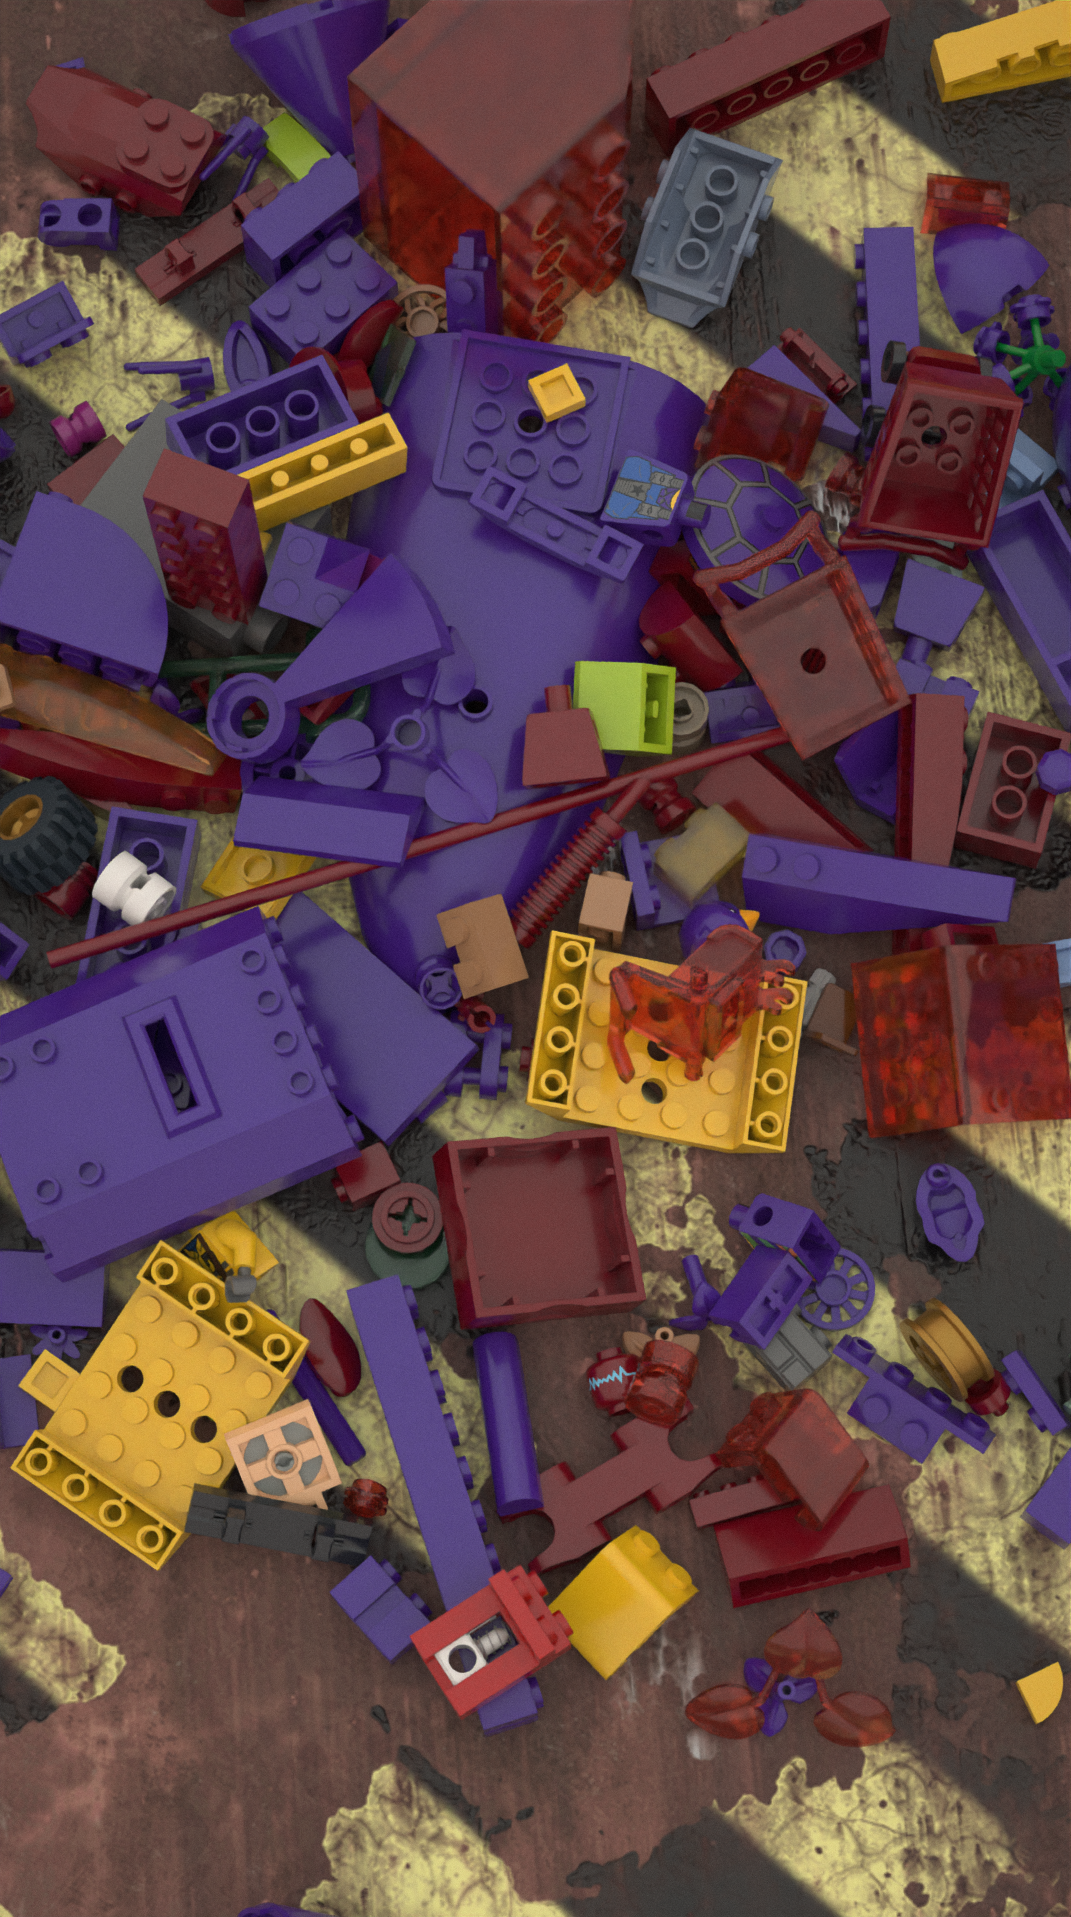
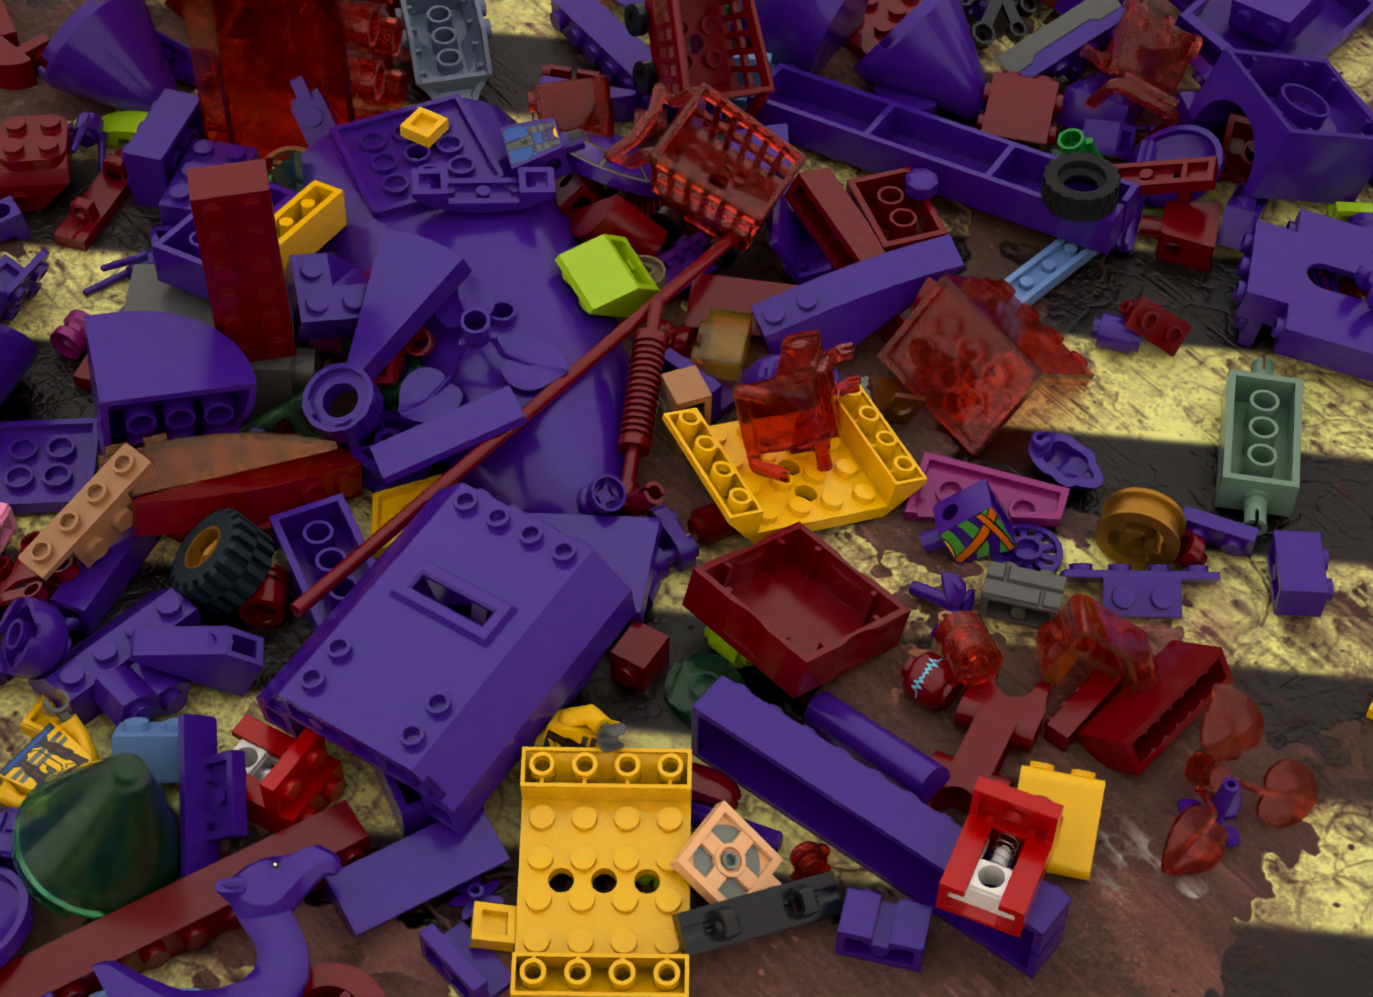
camera: 35 degrees left, 25 degrees down
(129, 888) = (325, 544): white wheel -> none
(375, 696) = (421, 336): none -> dark red hinge
(393, 1203) = (700, 650): dark red gear -> none
(484, 945) = (611, 439): medium nougat brick -> none
(562, 744) = (586, 303): dark red torso -> none
(761, 1296) = (989, 561): dark purple hinge -> none
(826, 1180) = (1022, 497): none -> magenta wing

